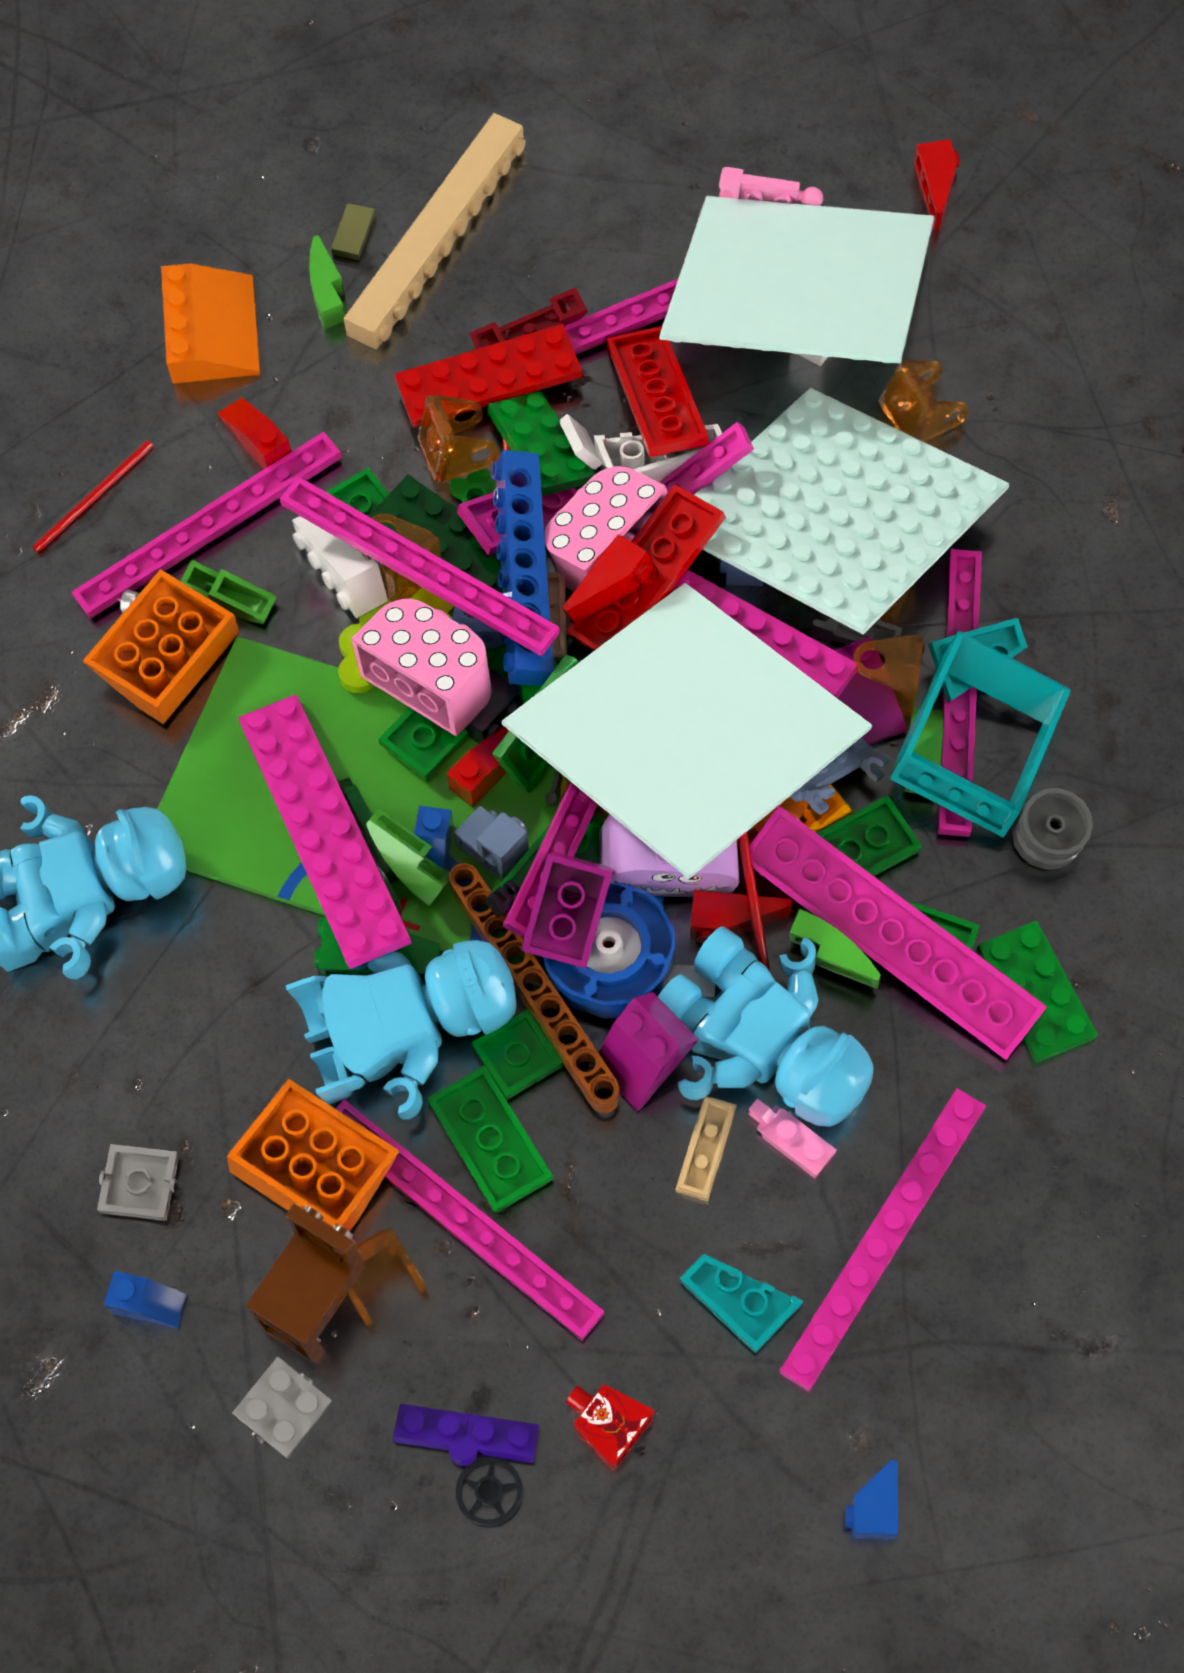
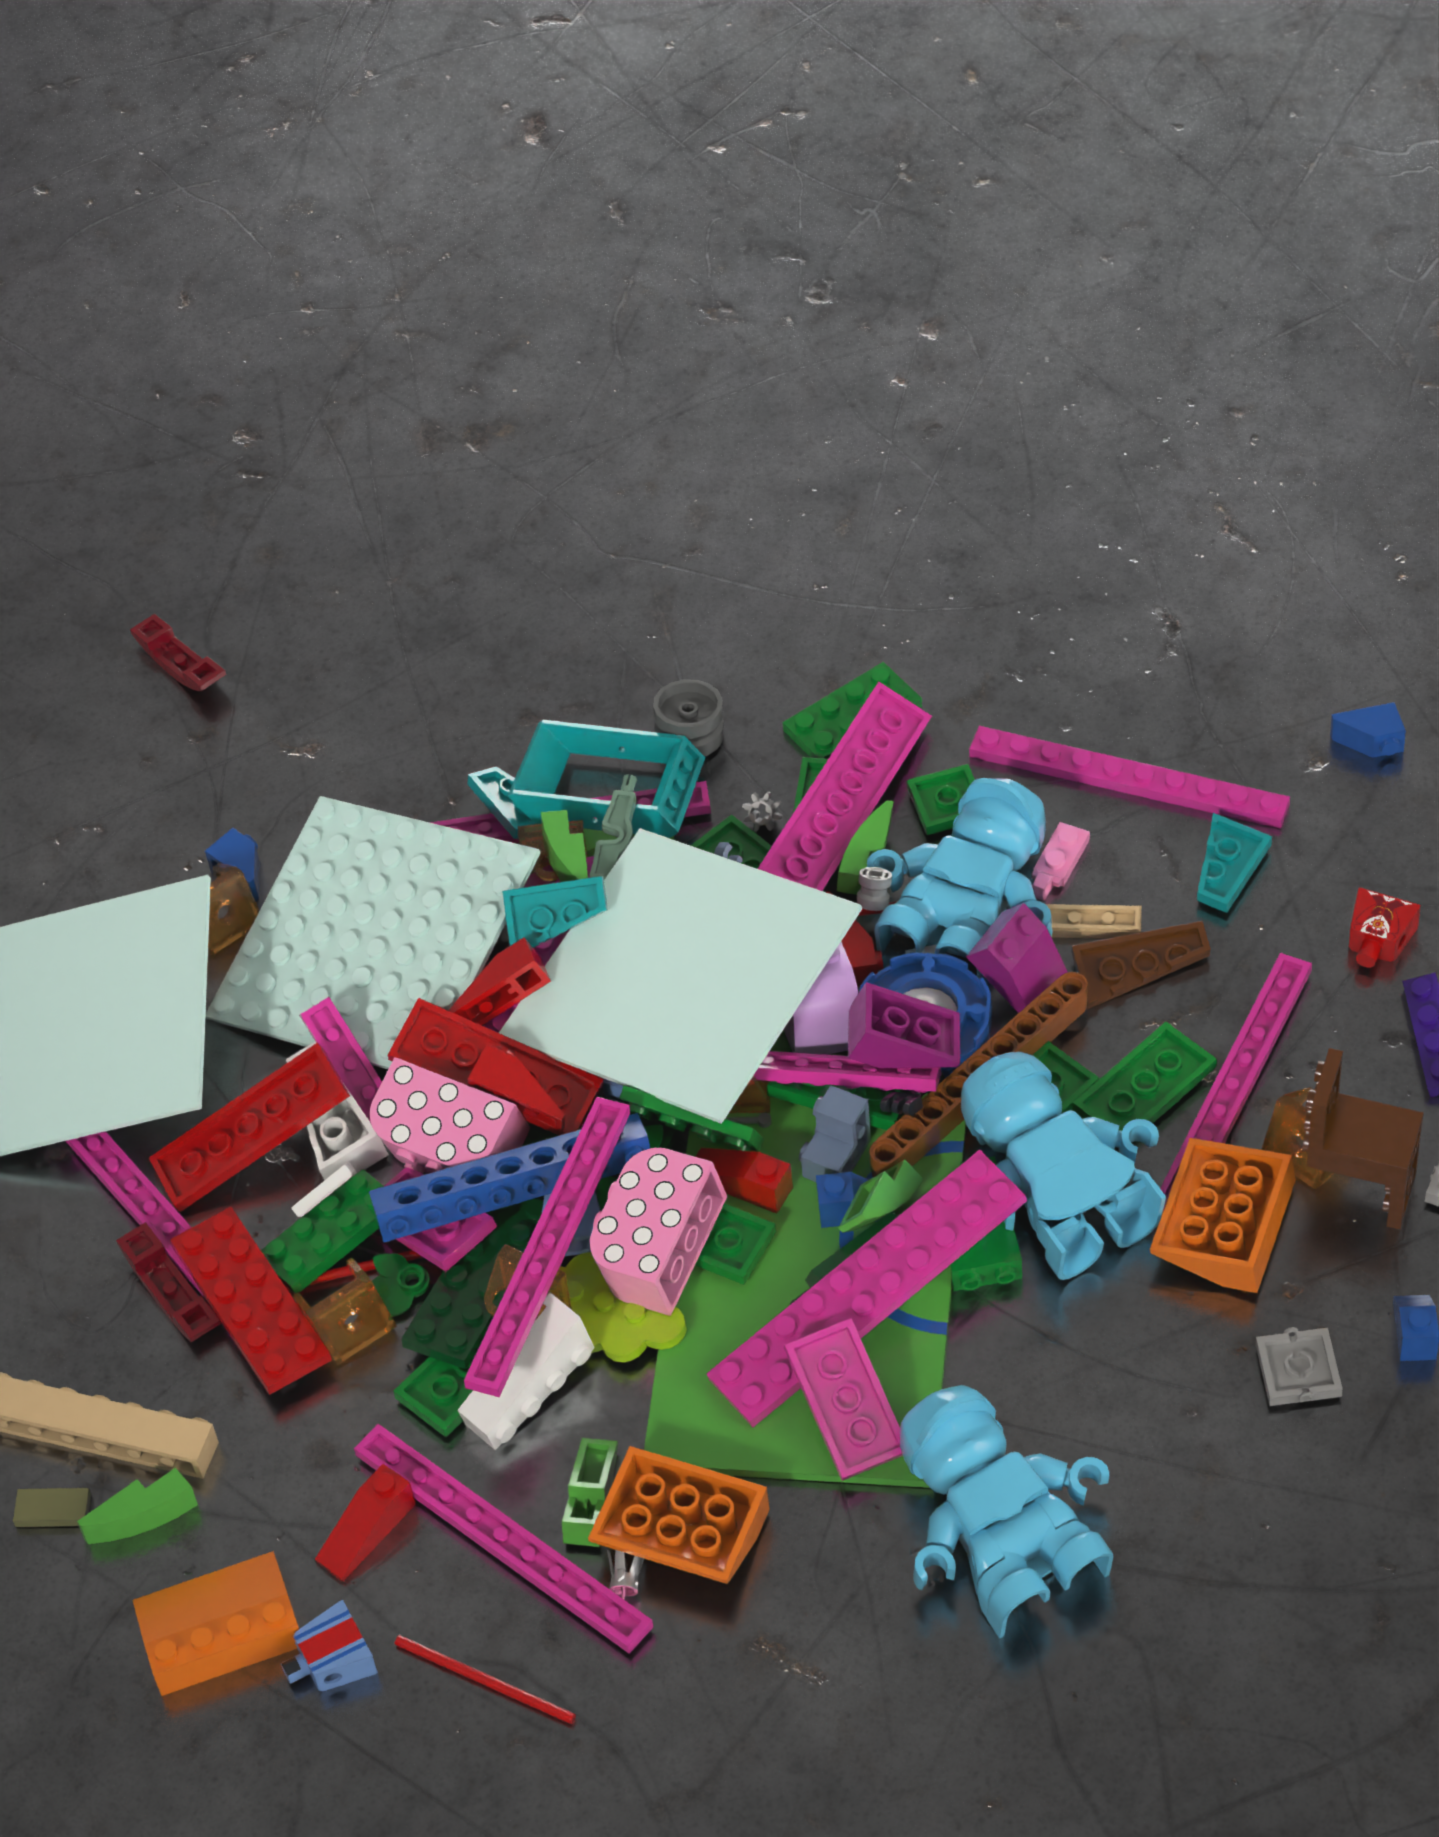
camera: 100 degrees left, 15 degrees down
(150, 394) = (330, 1651): none -> torso
(220, 785) = (845, 1398): none -> dark pink plate
(640, 1165) = (1136, 959): none -> reddish brown wing
(732, 589) = (502, 983): none -> red slope
(764, 937) = (874, 887): none -> light grey wheel
(793, 632) = (552, 908): none -> teal wing
(862, 661) = (563, 849): none -> bright green slope
(893, 714) = (618, 824): none -> sand green piece
(897, 1049) = (938, 796): none -> green plate
(918, 873) = (771, 807): none -> light grey gear
(972, 430) = (237, 851): none -> blue slope

